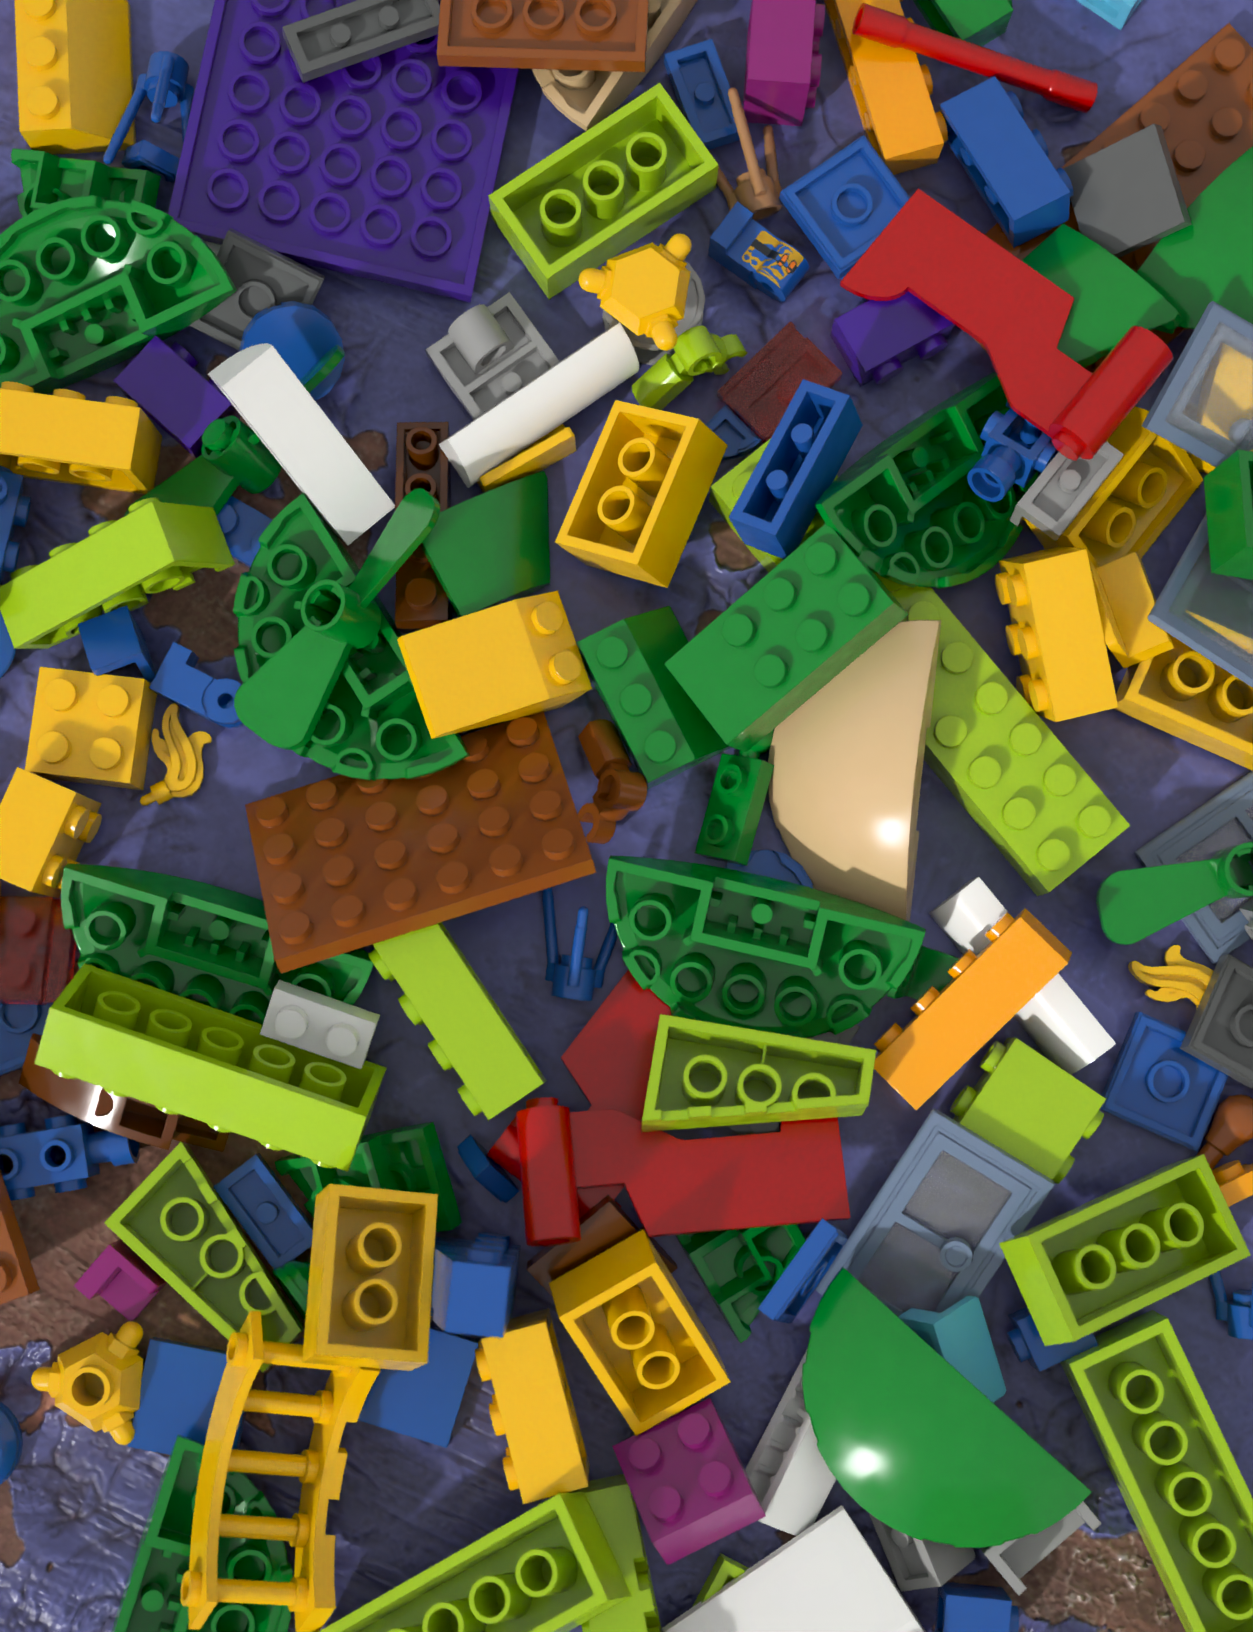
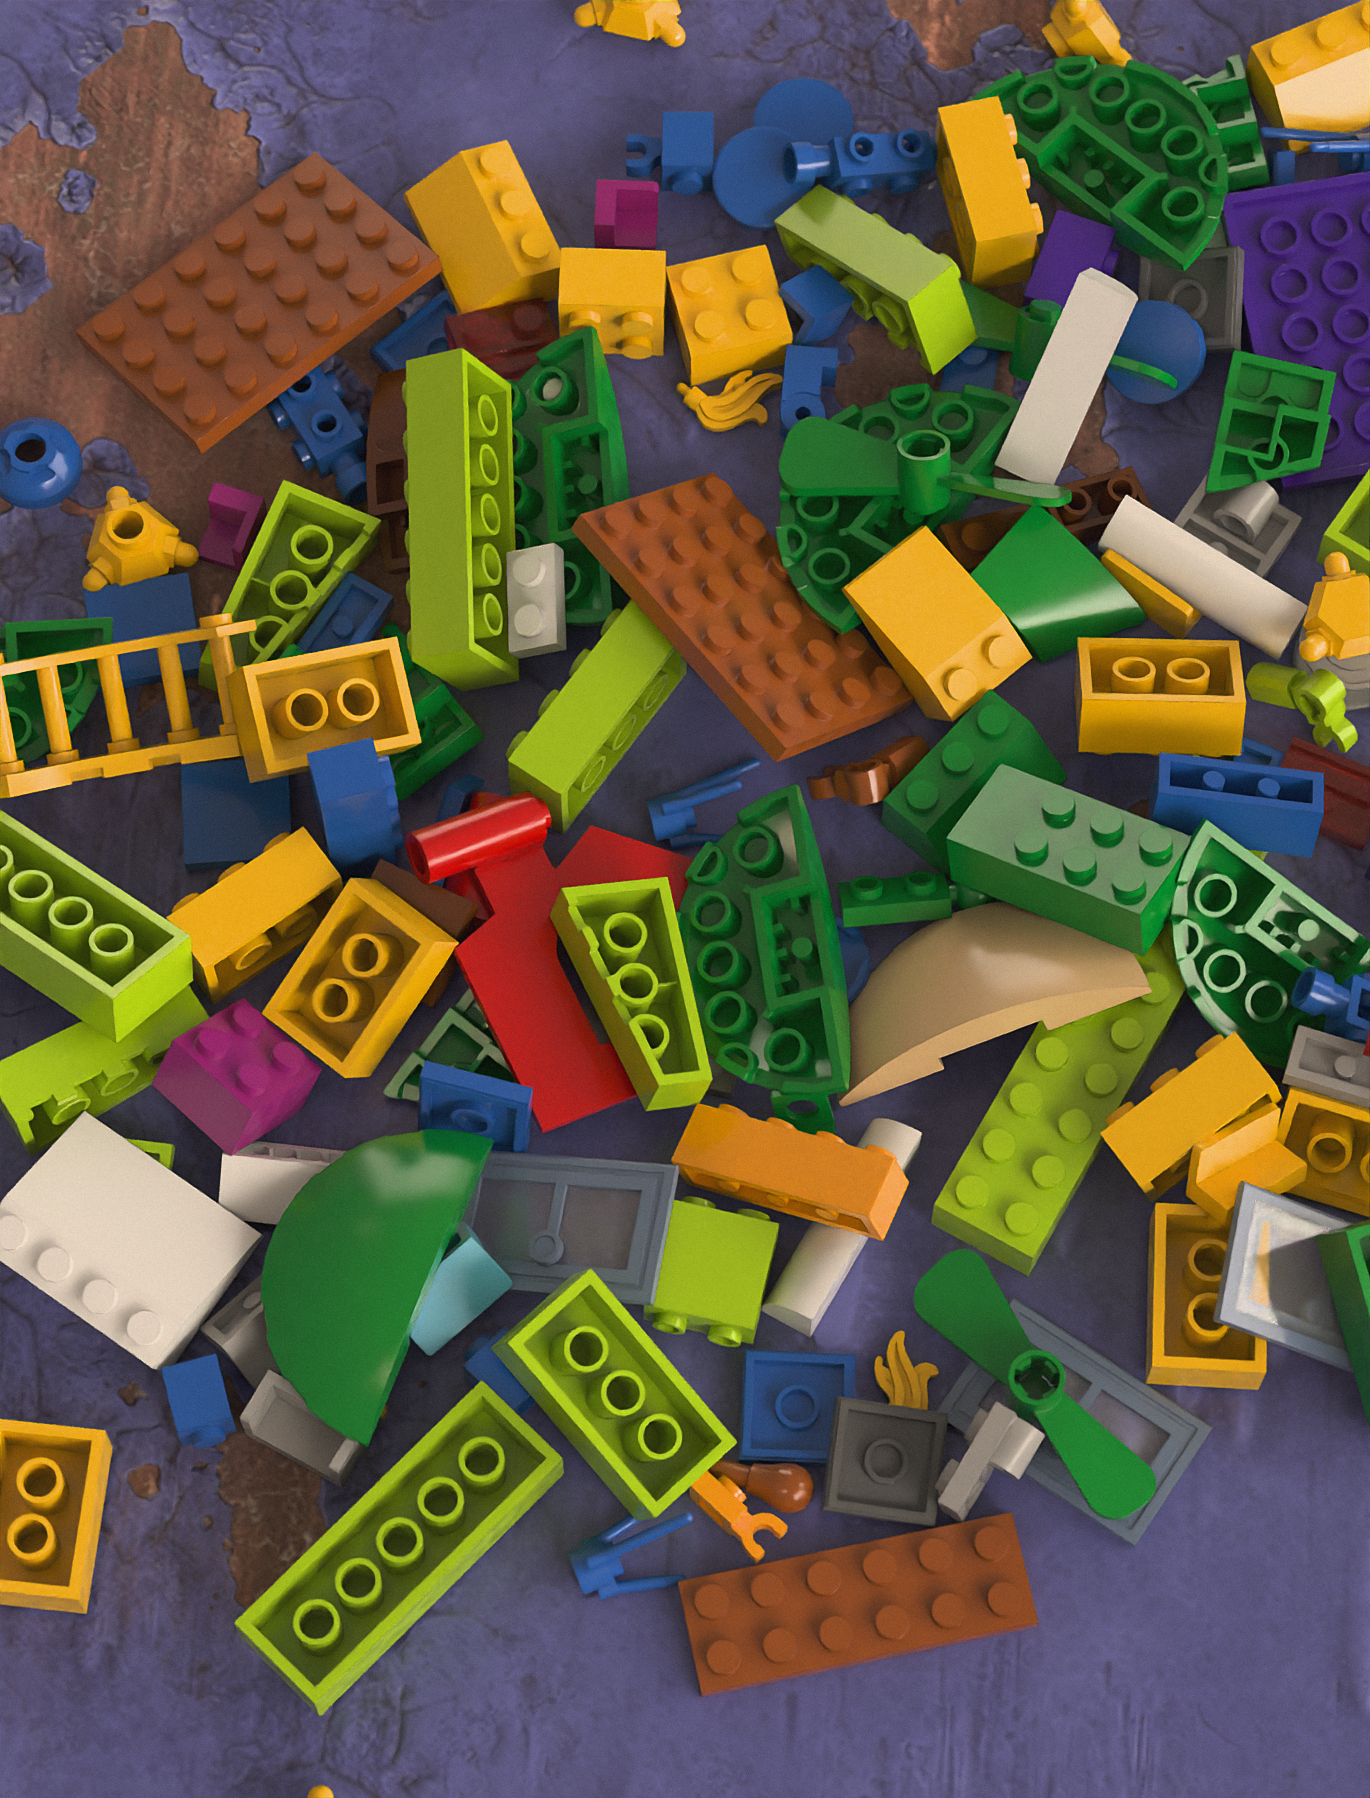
camera: 70 degrees right, 15 degrees down
(413, 281) = (1269, 421): none -> green slope

